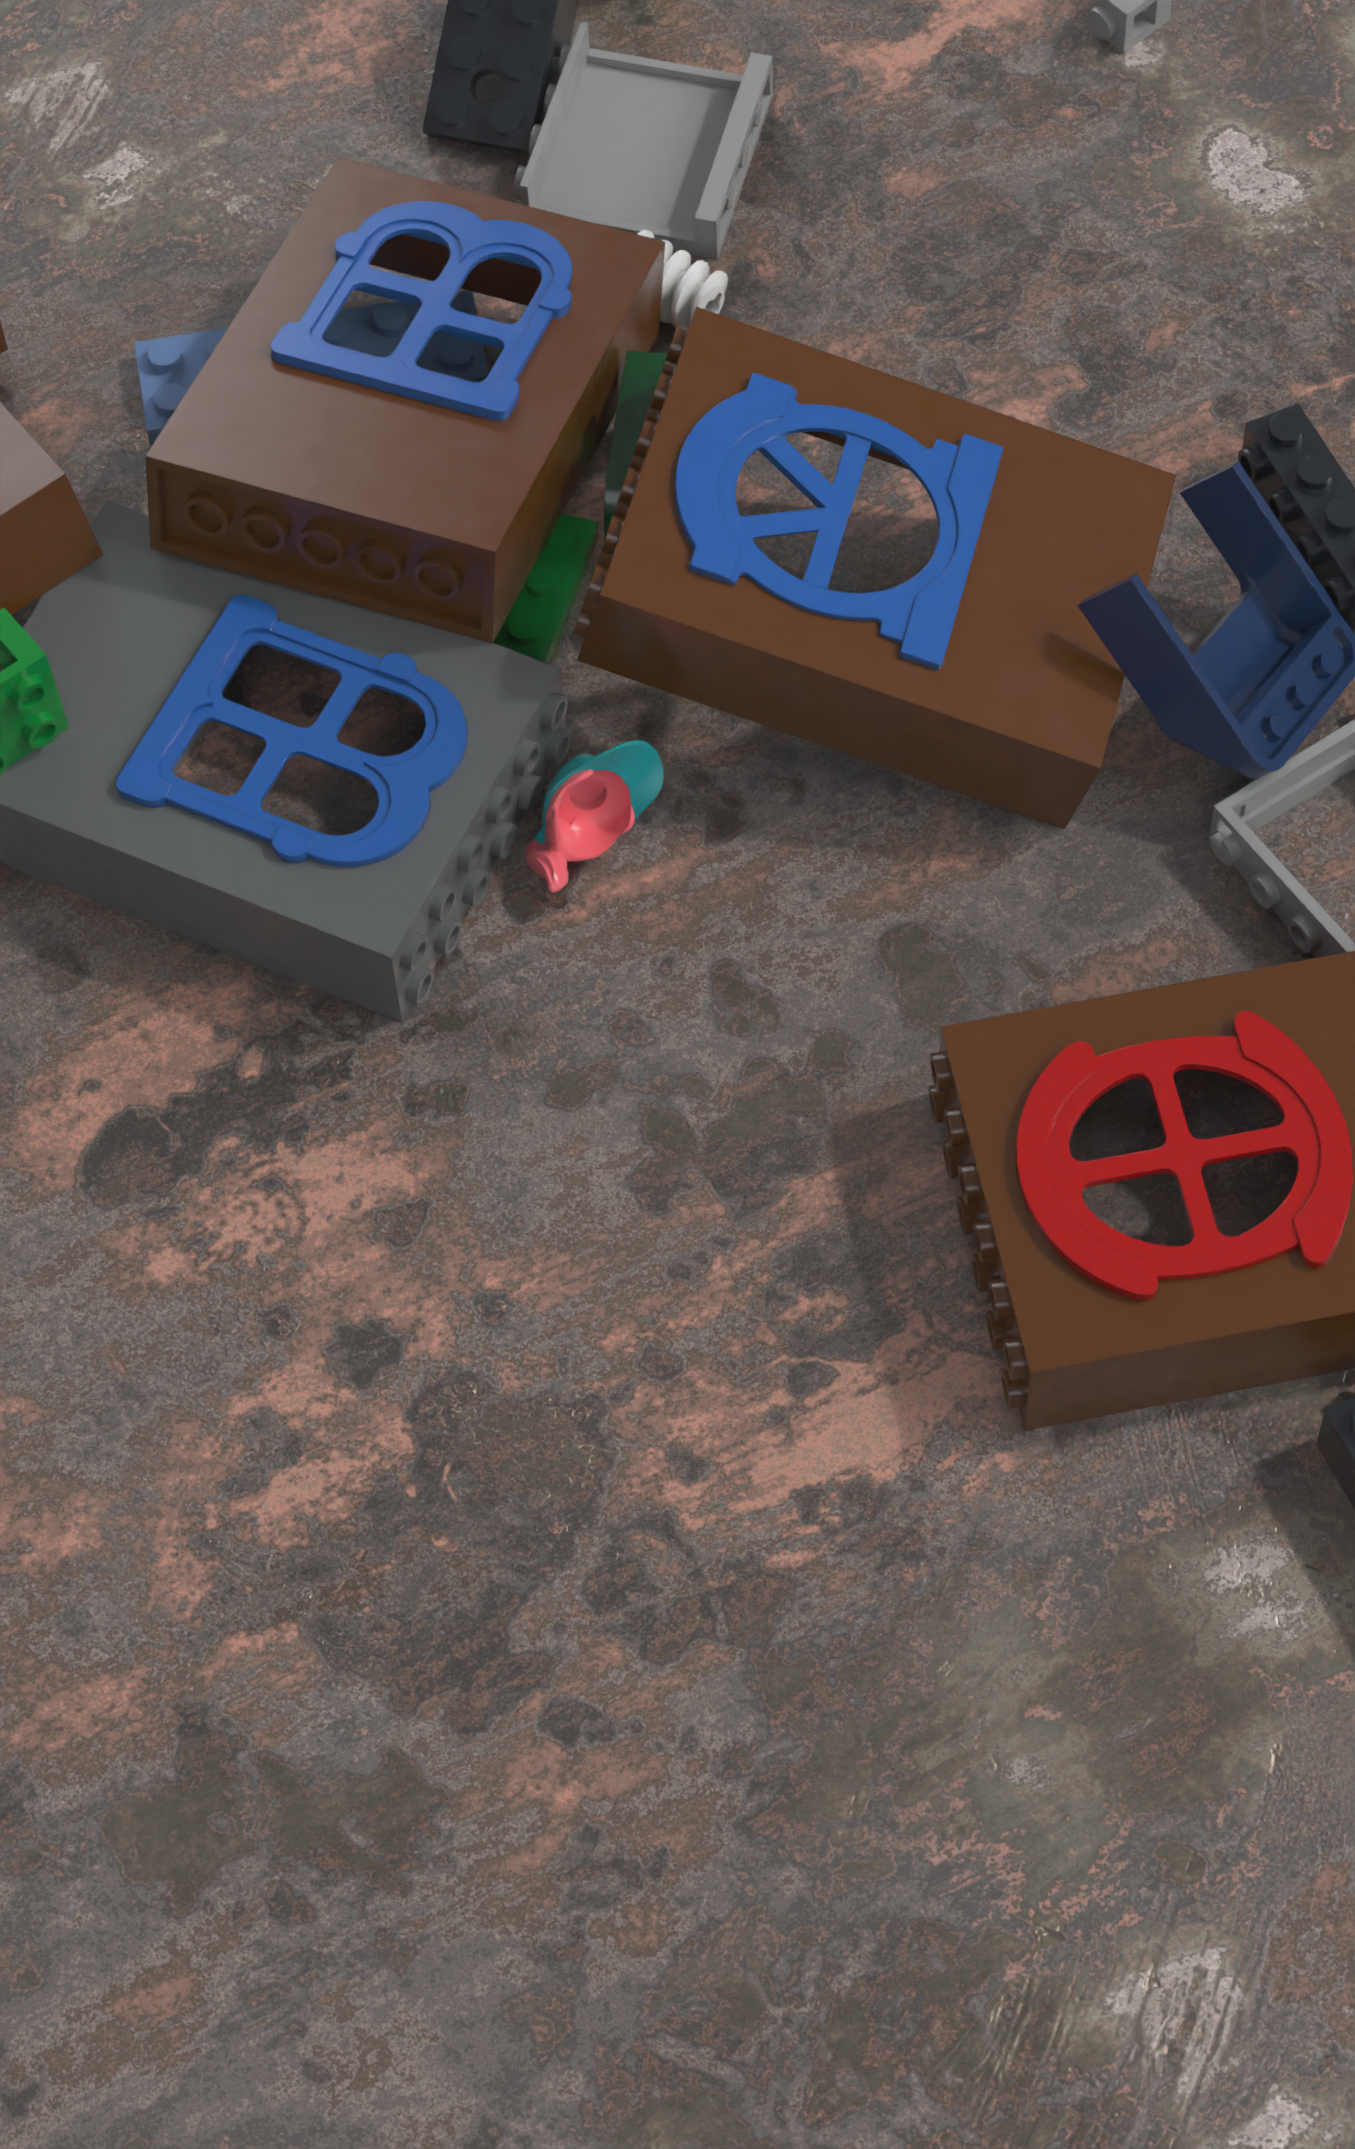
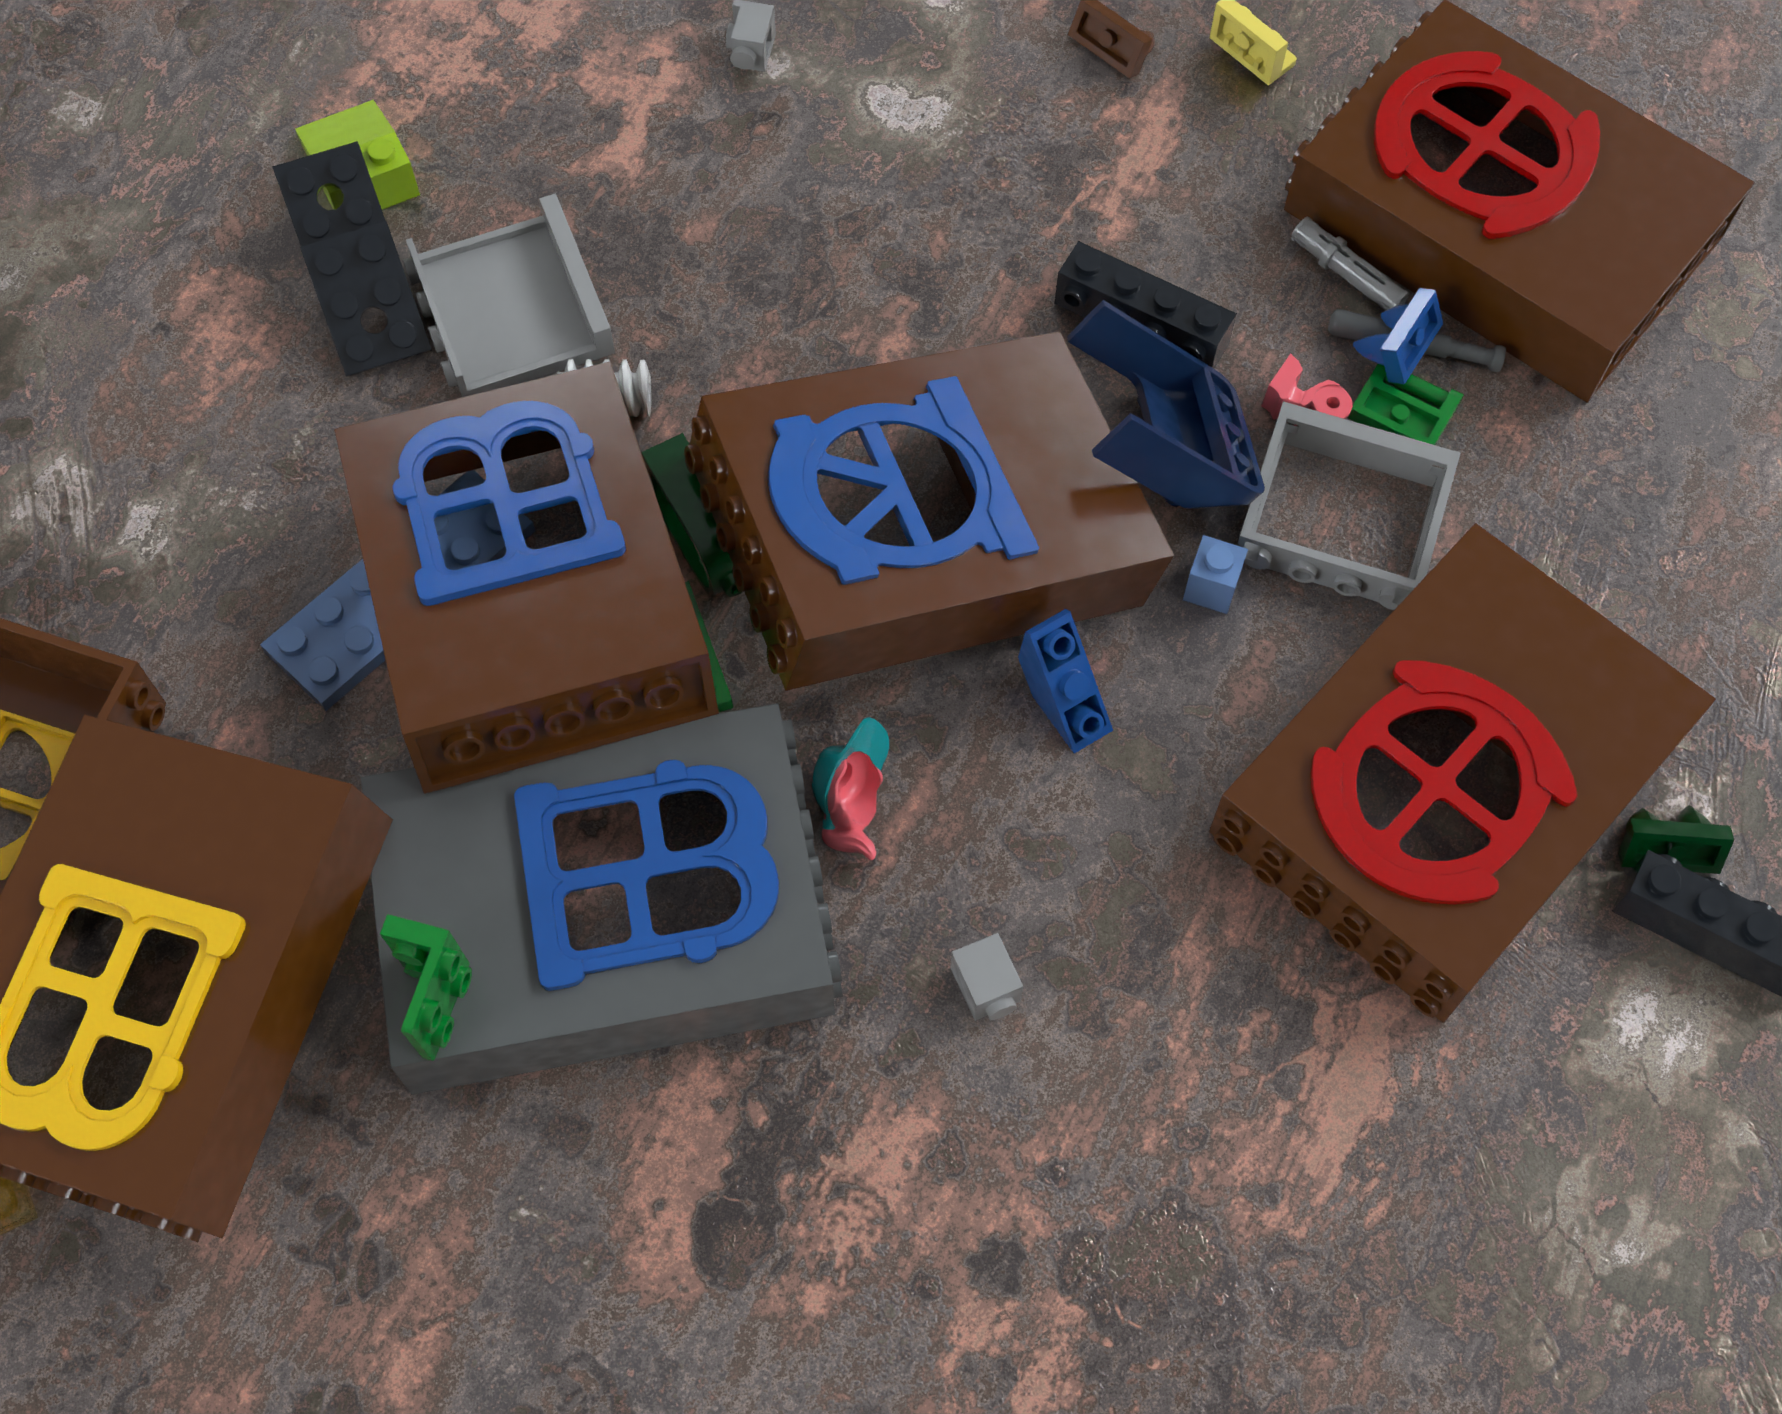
camera: 40 degrees left, 5 degrees up
(573, 1074) = (987, 978): none -> light grey brick
(895, 838) = (1064, 681): none -> blue slope
(1159, 834) = (1215, 574): none -> medium blue brick

